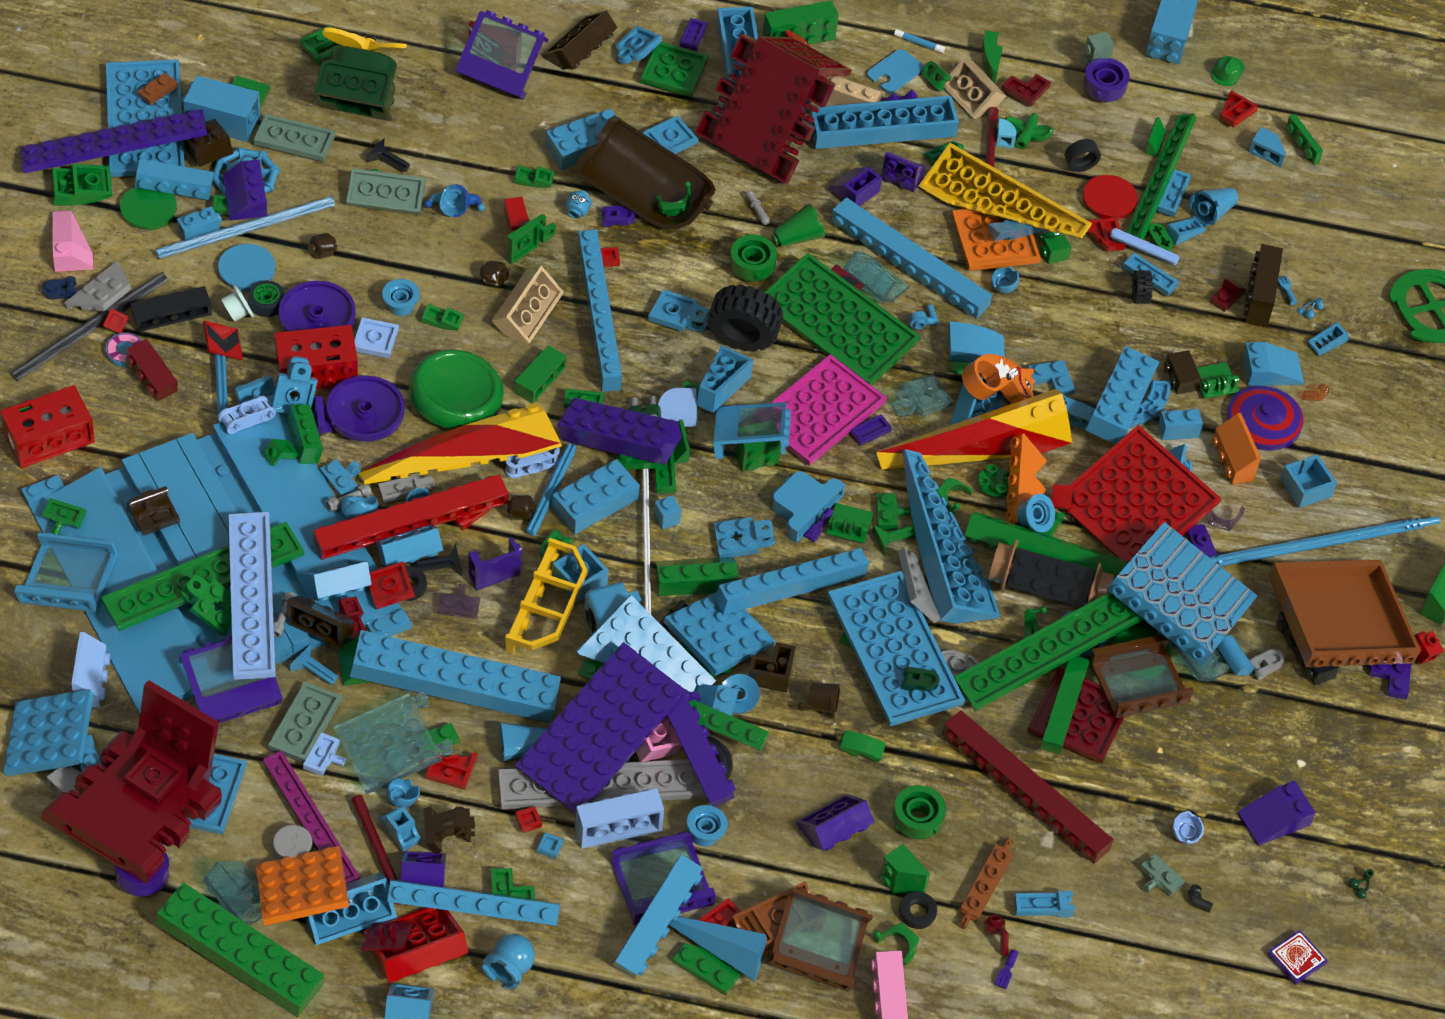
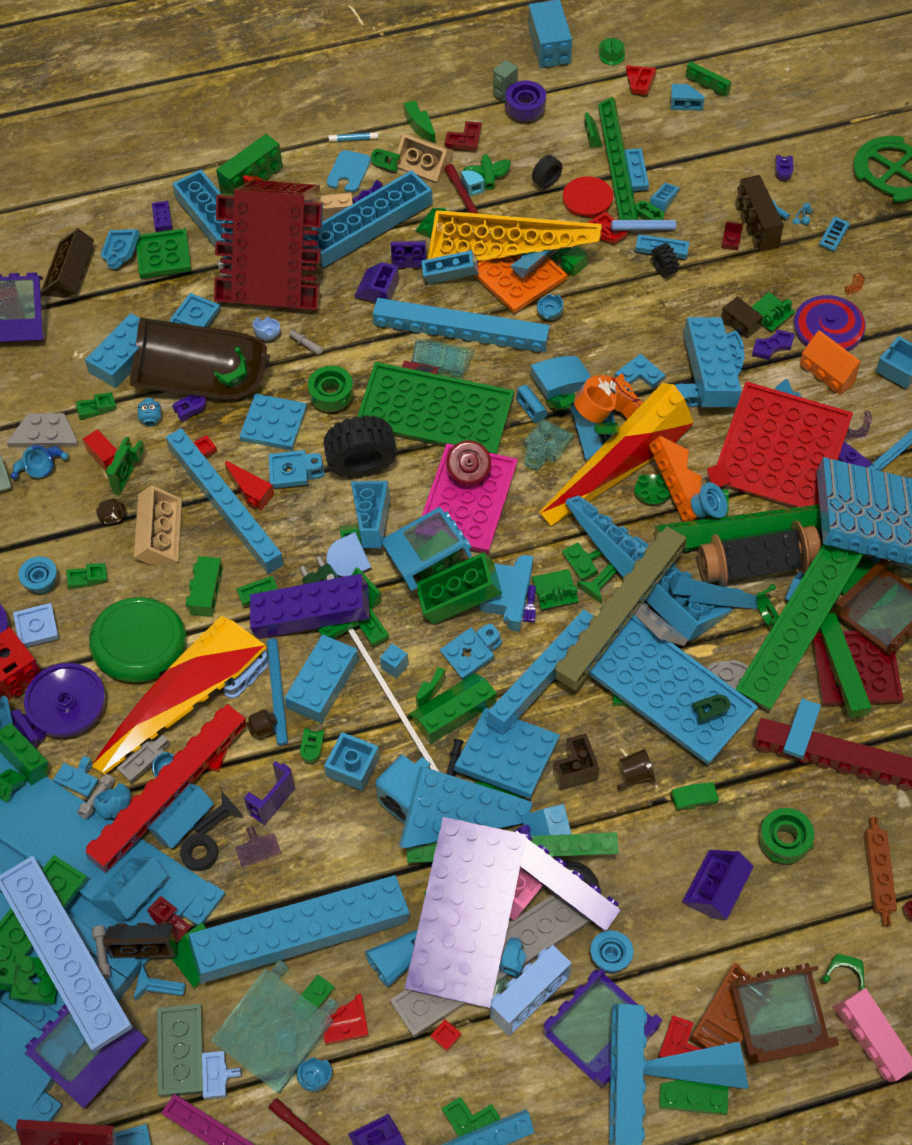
camera: 20 degrees left, 5 degrees up
(390, 585) = (185, 865): red plate -> none
(401, 828) = (333, 1112): dark azure brick -> none
(460, 828) = (391, 1078): dark brown tile -> none
(476, 177) = (43, 430): none -> light grey wing
(536, 590) = (322, 798): yellow plate -> none
(550, 845) = (479, 1050): dark azure tile -> none
(619, 784) = (513, 958): none -> dark azure rock
(631, 312) = (252, 488): none -> red slope
(683, 551) = (429, 690): none -> green slope
(685, 264) = (273, 422): none -> dark azure plate
(728, 179) = (266, 329): none -> light blue hair
(747, 686) = (564, 793): dark azure dish -> none
(759, 477) = (458, 588): none -> green brick
(799, 228) = (353, 342): green cone -> none
(836, 378) = (468, 463): none -> dark red wheel
(870, 430) = (520, 494): dark purple tile -> none
(892, 559) = (620, 608): none -> olive brick
(903, 872) = (812, 903): green slope -> none
(914, 921) = (834, 942): black tyre -> none
(919, 319) = (502, 375): dark azure plate -> none
(931, 200) = (450, 267): none -> dark azure brick
(931, 356) = (531, 404): none -> dark azure brick
(952, 484) = (617, 520): green helmet -> none
(978, 404) = (606, 428): none -> green tile
(985, 590) = (711, 594): none -> dark azure wedge
(990, 735) = (802, 728): none -> dark azure tile
(1180, 424) = (769, 363): dark azure brick -> none
(1209, 410) = (767, 347): none -> dark purple tile
(1212, 204) = (674, 165): dark azure cone -> none
(1271, 365) = (805, 278): dark azure slope -> none
(1322, 255) = (784, 167): none -> dark purple plate

